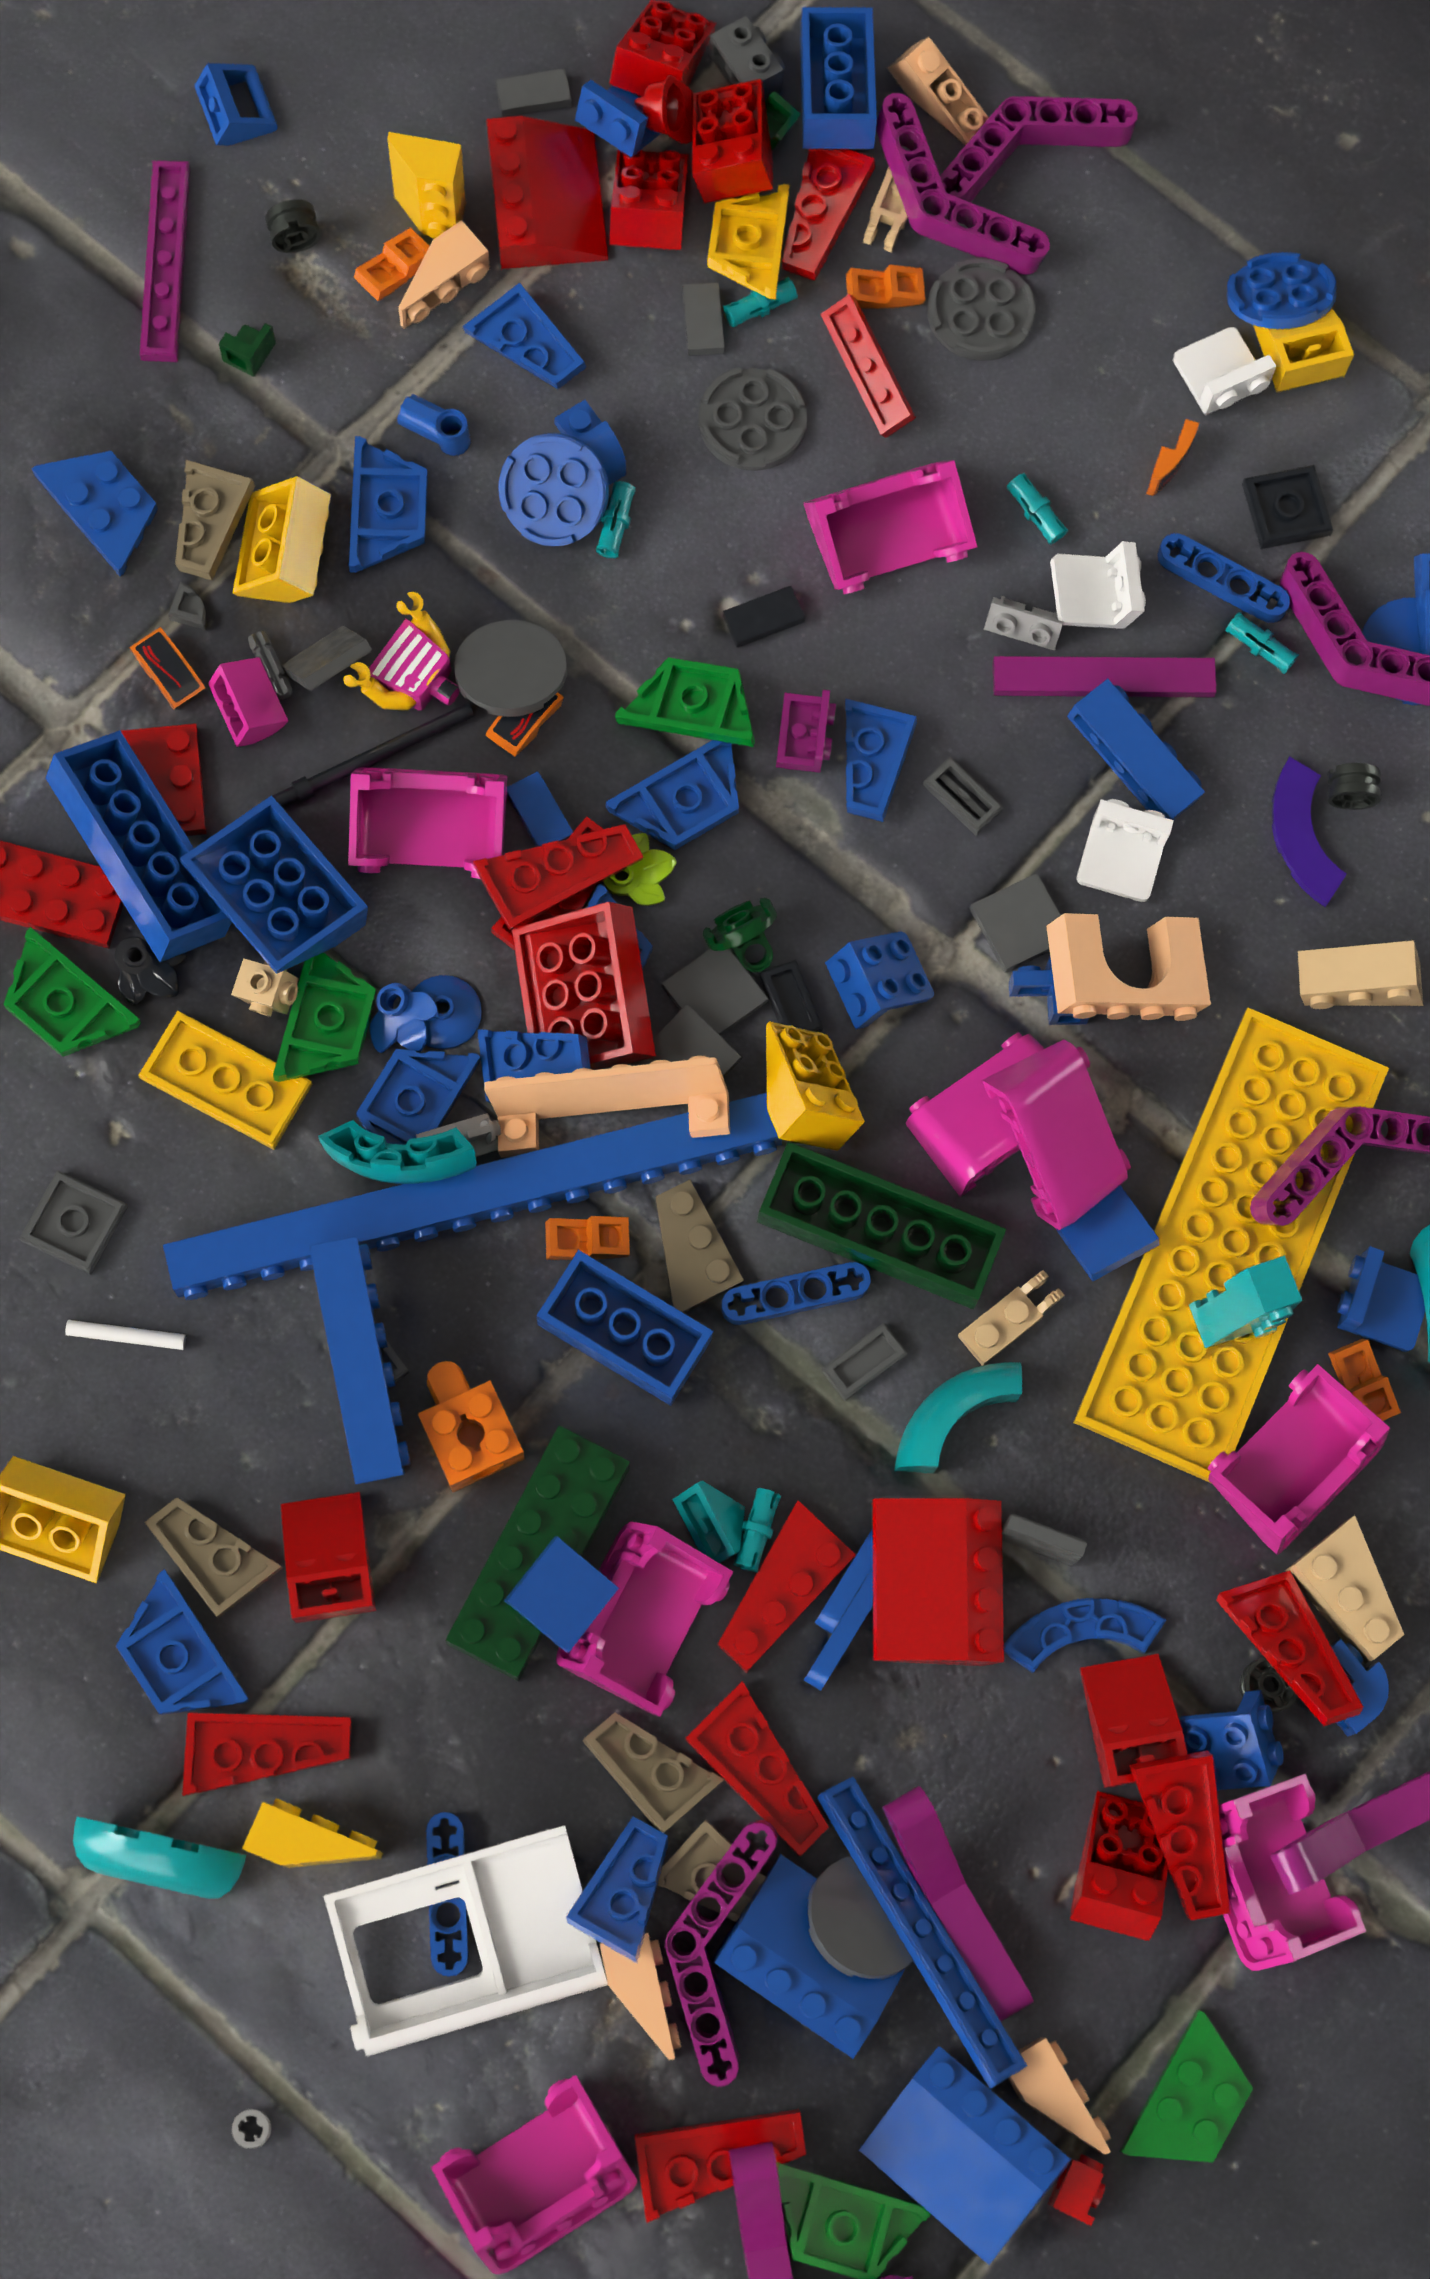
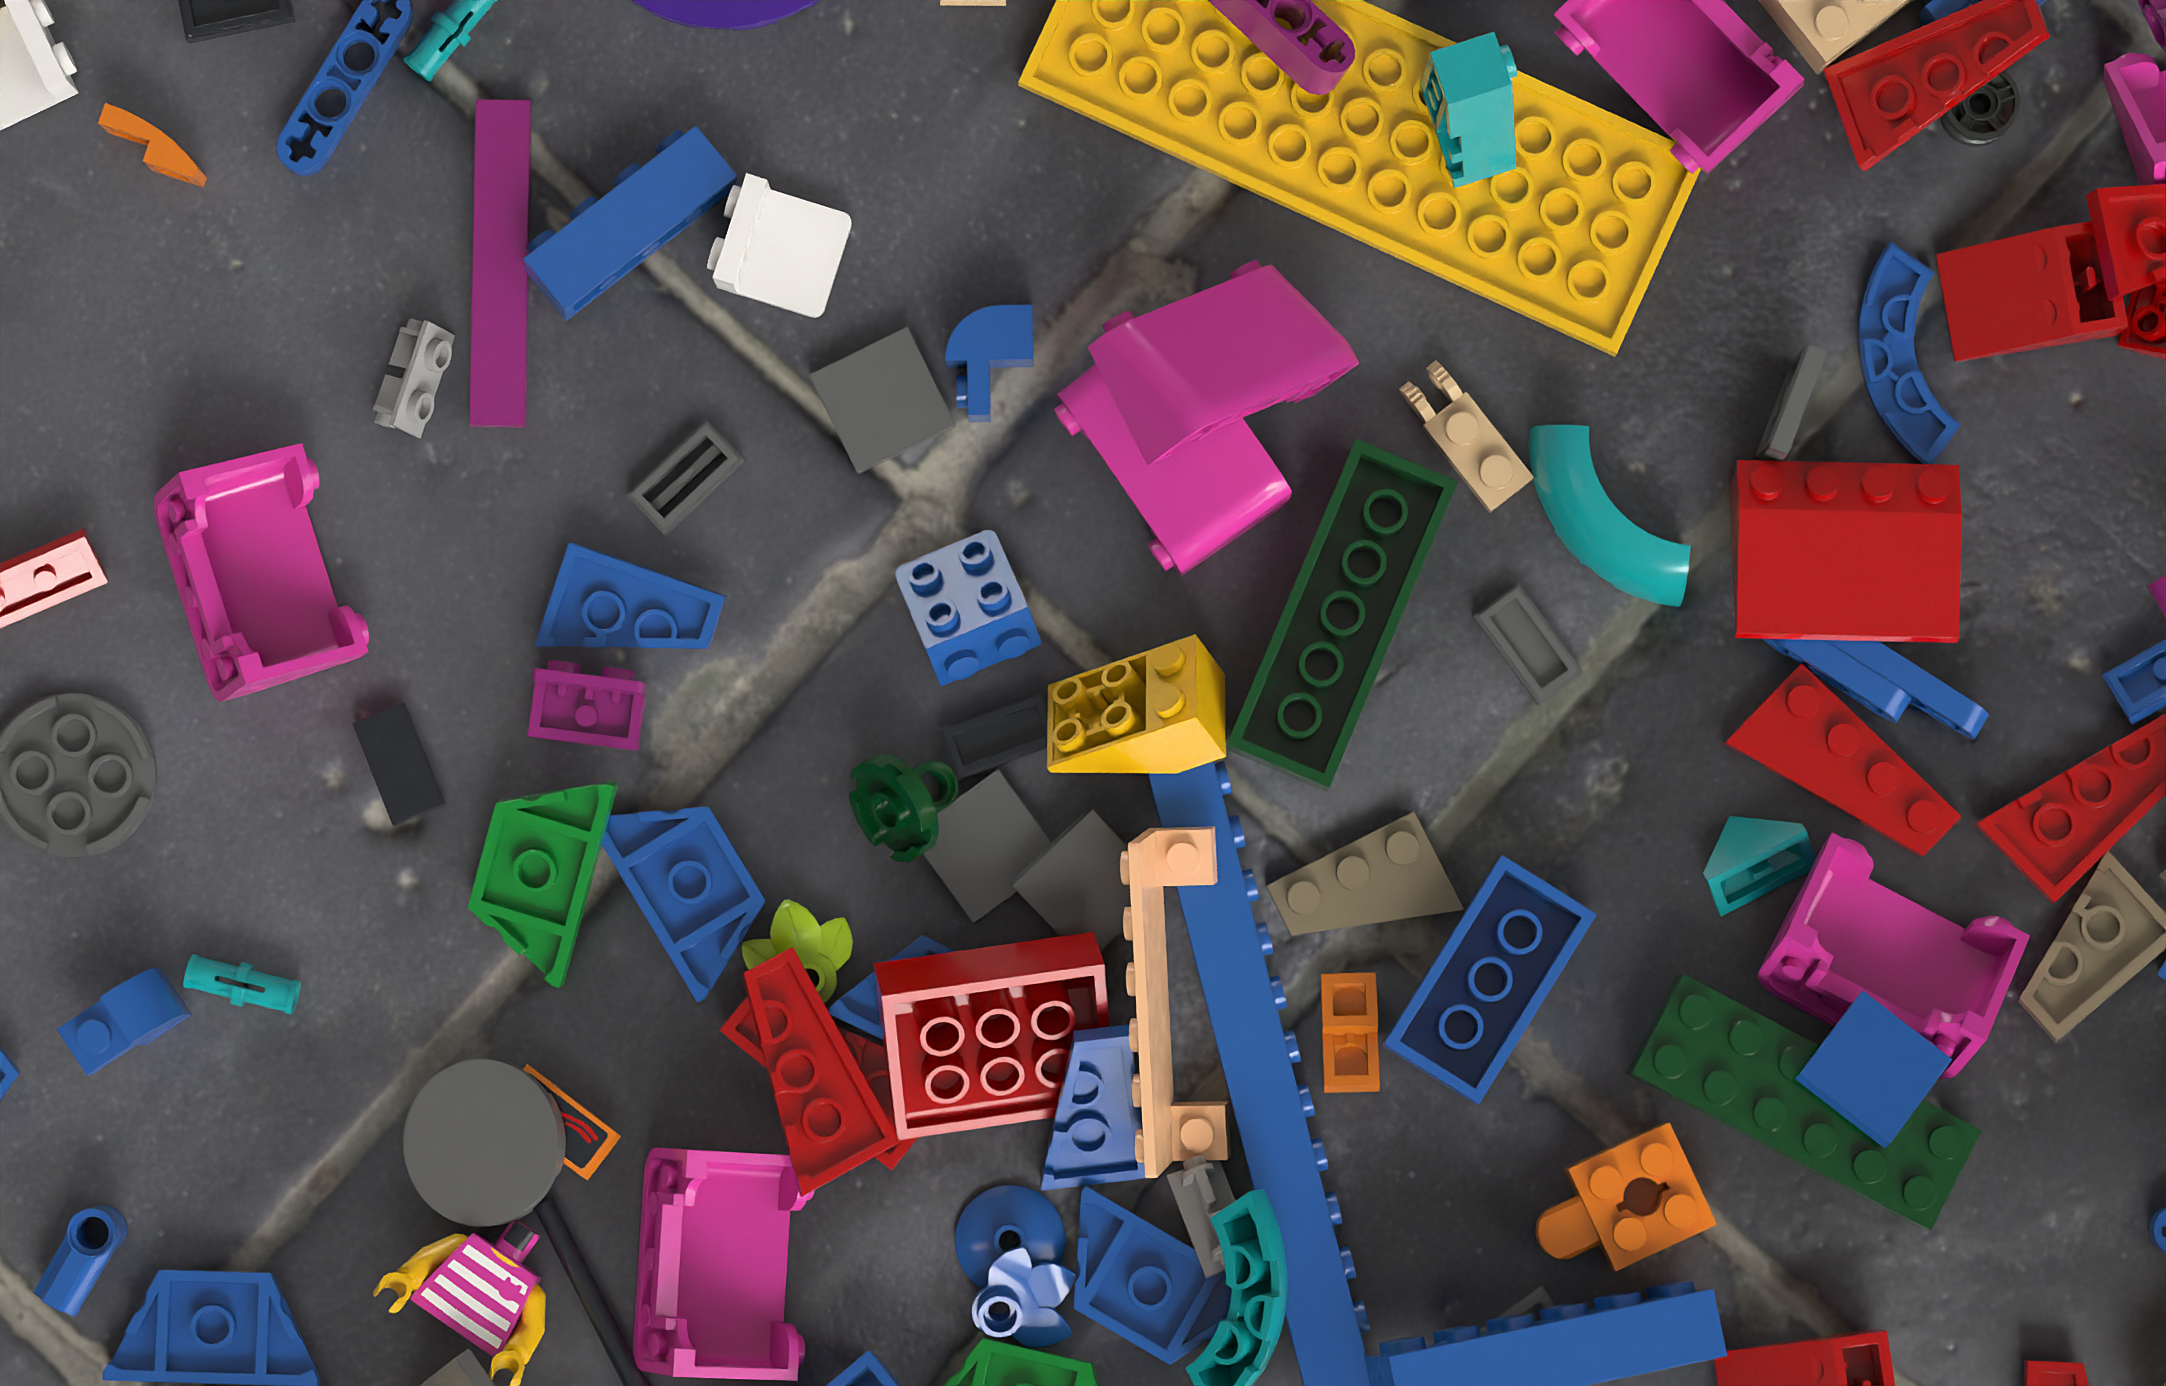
camera: 80 degrees left, 10 degrees up
(538, 810) = (707, 1100): blue tile -> none
(553, 489) = (200, 1077): tile -> none
(757, 1529) = (1766, 798): teal pin -> none
(794, 1287) = (1437, 737): blue beam -> none
(1037, 508) = (232, 351): teal pin -> none
(1089, 987) = (997, 310): light nougat arch -> none
(1099, 589) = (367, 266): white bracket -> none
(1109, 1235) = (1356, 290): blue tile -> none
(1239, 1741) = (2073, 153): blue bracket -> none

